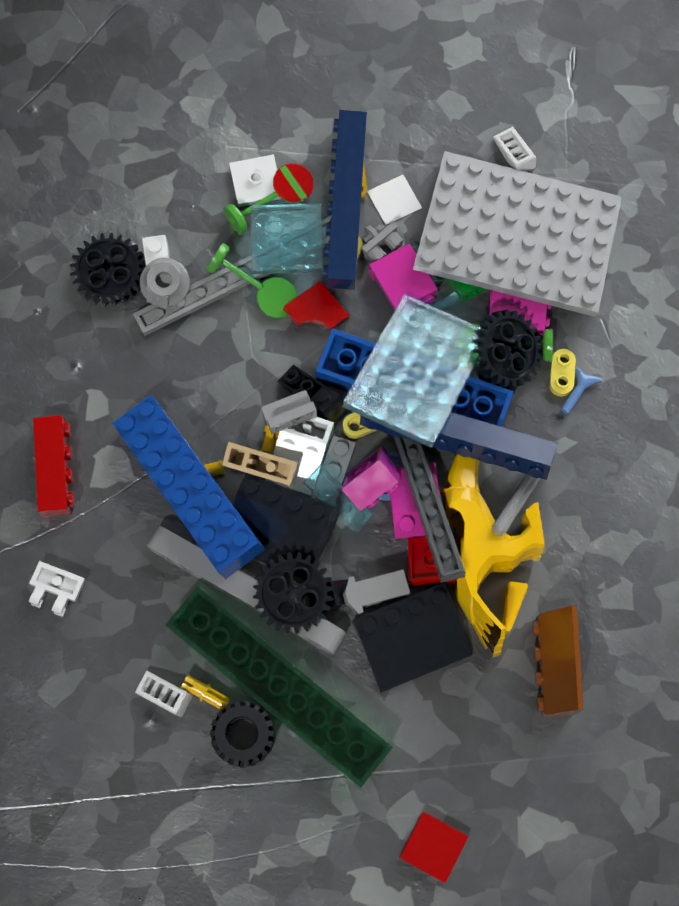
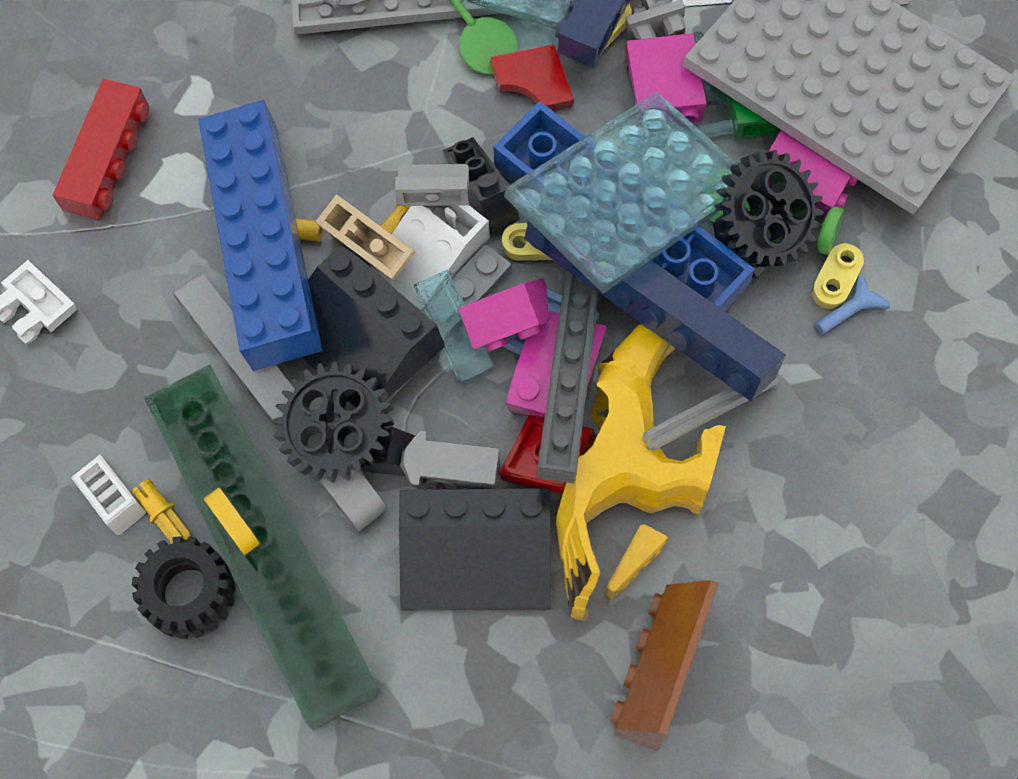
camera: 25 degrees right, 5 degrees down
(260, 682) = (231, 521): none -> yellow beam

